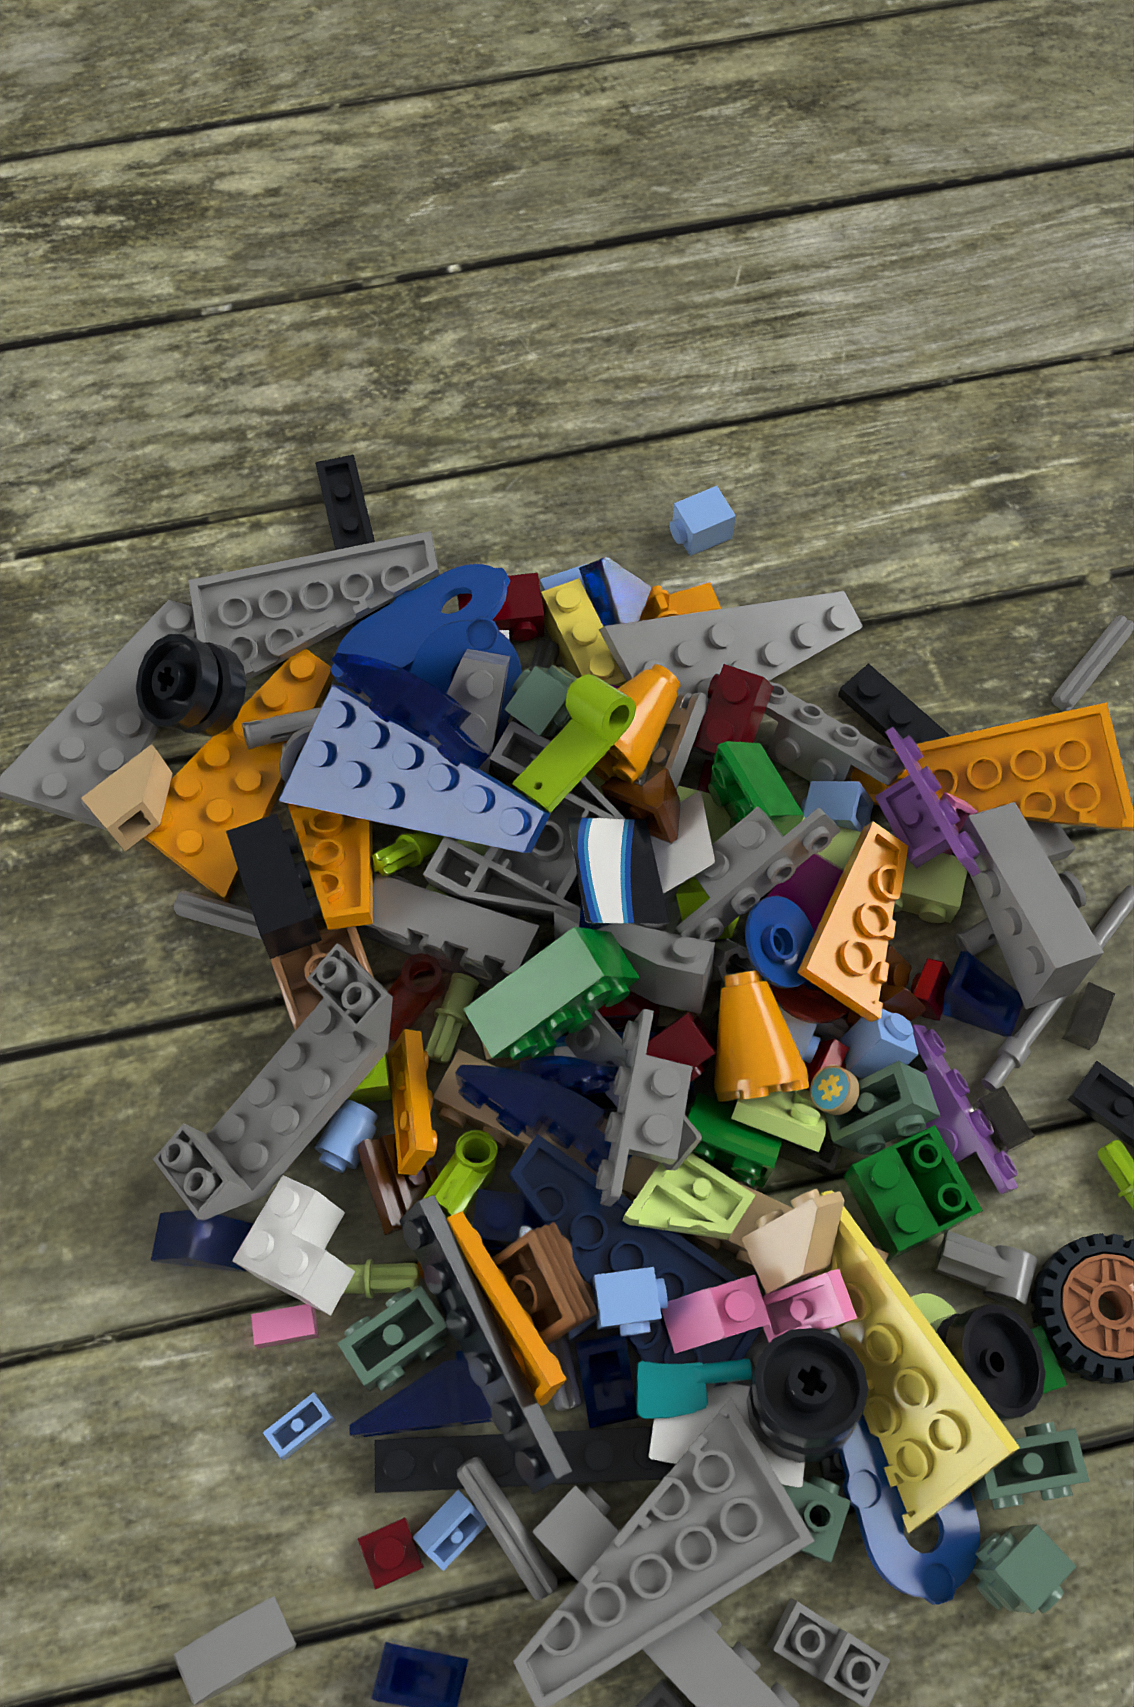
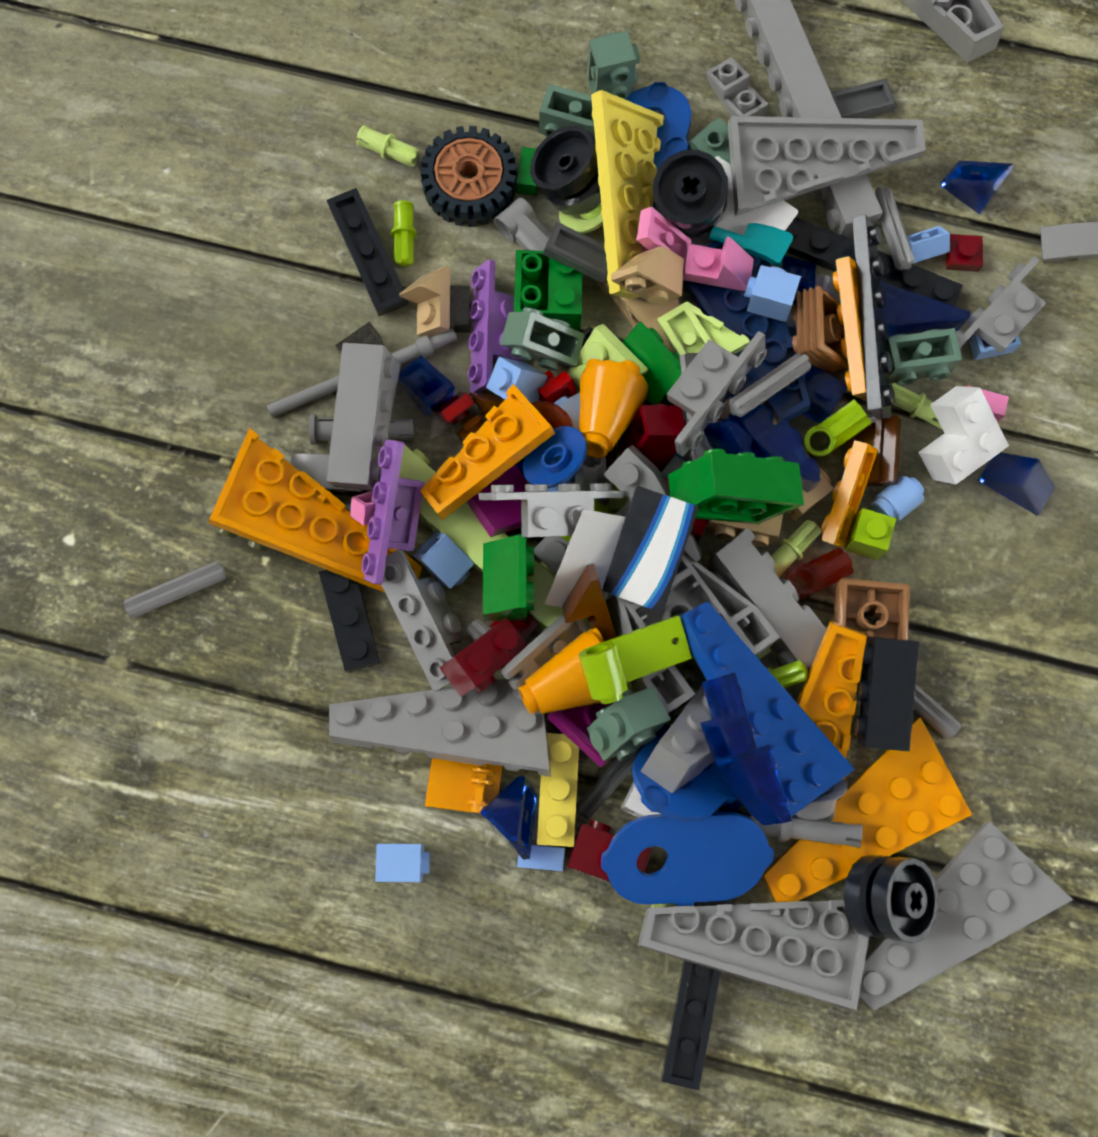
camera: 155 degrees left, 10 degrees up
(132, 798) = (970, 820): tan slope -> none
(288, 1097) = (942, 531): light grey slope -> none
(299, 1465) = (1007, 314): none -> light grey bracket
(572, 1157) = (769, 385): none -> light grey axle
(834, 1090) = (567, 359): tile -> none
(911, 1237) = (577, 252): none -> dark grey tile
(1049, 1119) = (433, 301): none -> tan slope

